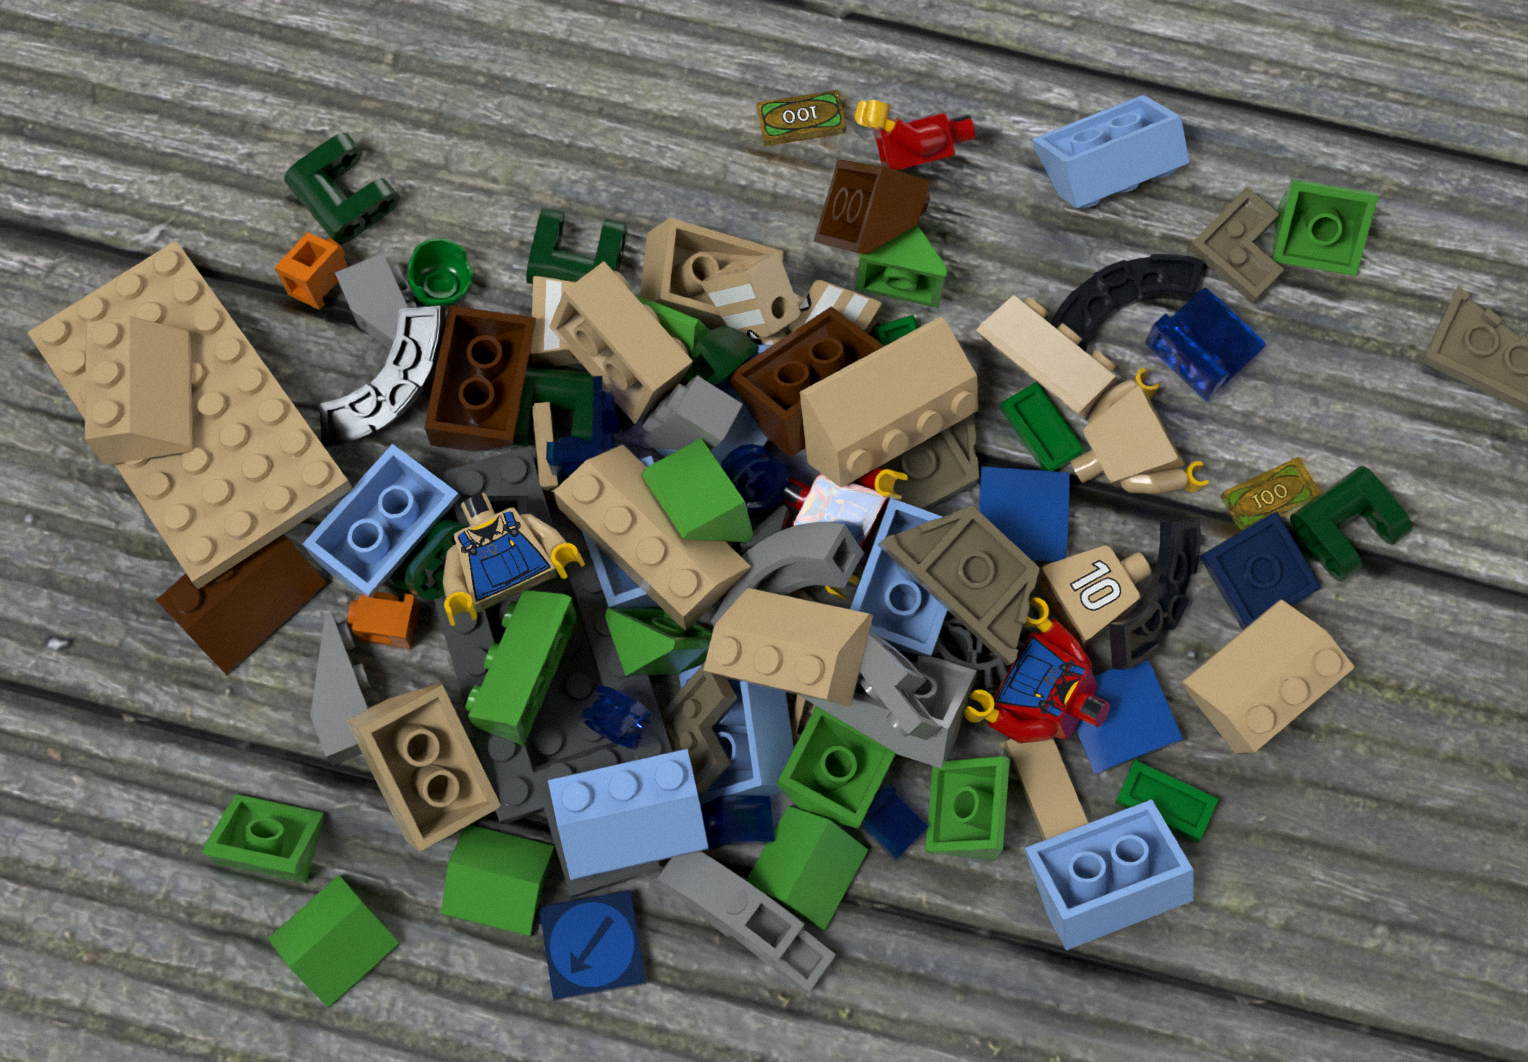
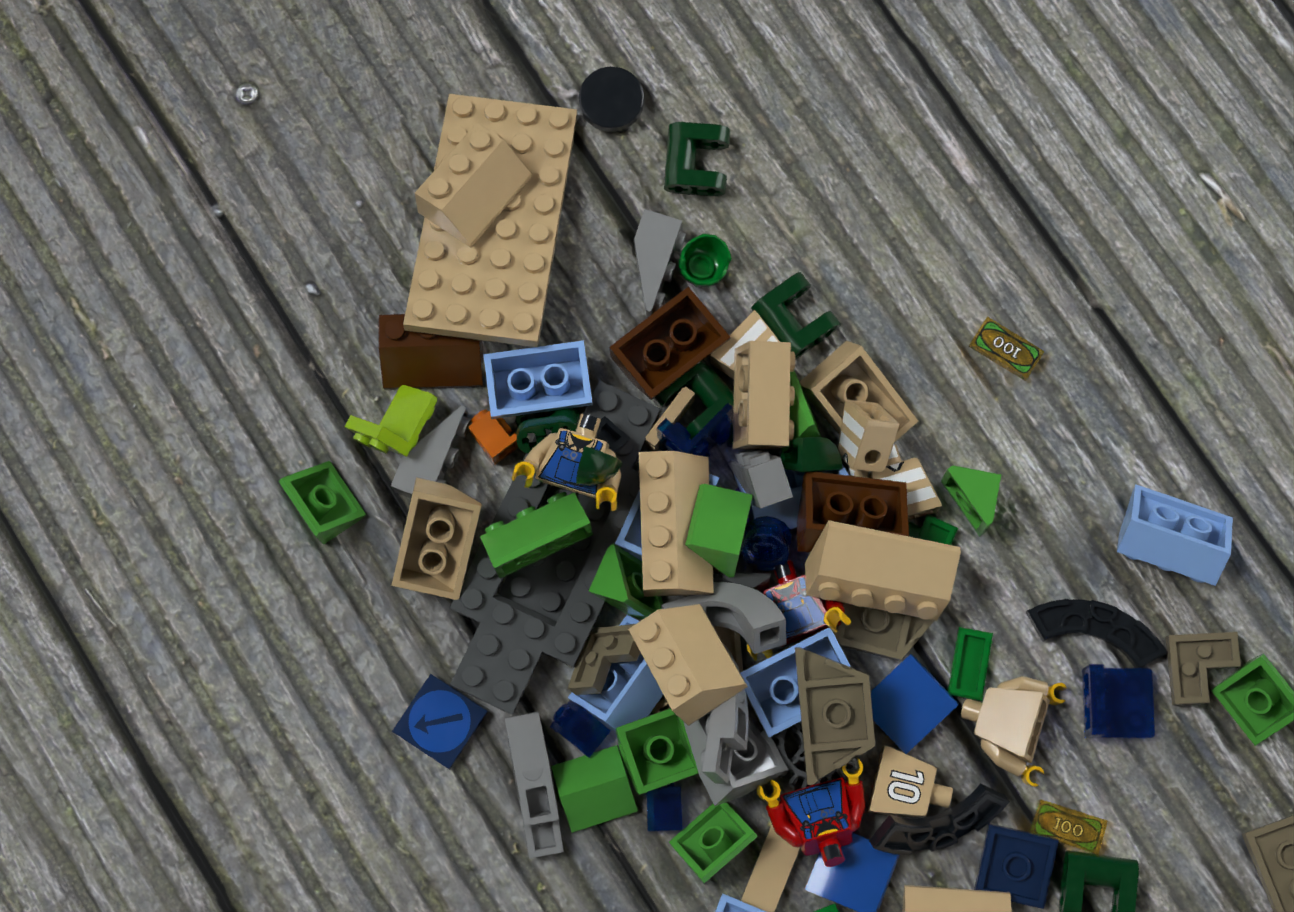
camera: 50 degrees right, 5 degrees up
(202, 203) = (611, 99): none -> black tile
(277, 689) = (399, 425): none -> lime bracket
(311, 268) = (636, 192): orange brick -> none
(333, 941) = (307, 589): bright green slope -> none
(395, 387) = (618, 306): tile -> none
(496, 879) = (423, 637): bright green slope -> none
(529, 534) = (596, 467): none -> dark green brick
(617, 717) = (560, 611): clear blue wheel -> none
(628, 814) = (517, 670): light blue slope -> none
(870, 206) = (985, 443): reddish brown slope -> none
(913, 140) = (1053, 423): red torso -> none
(1049, 354) = (1009, 625): tan slope -> none

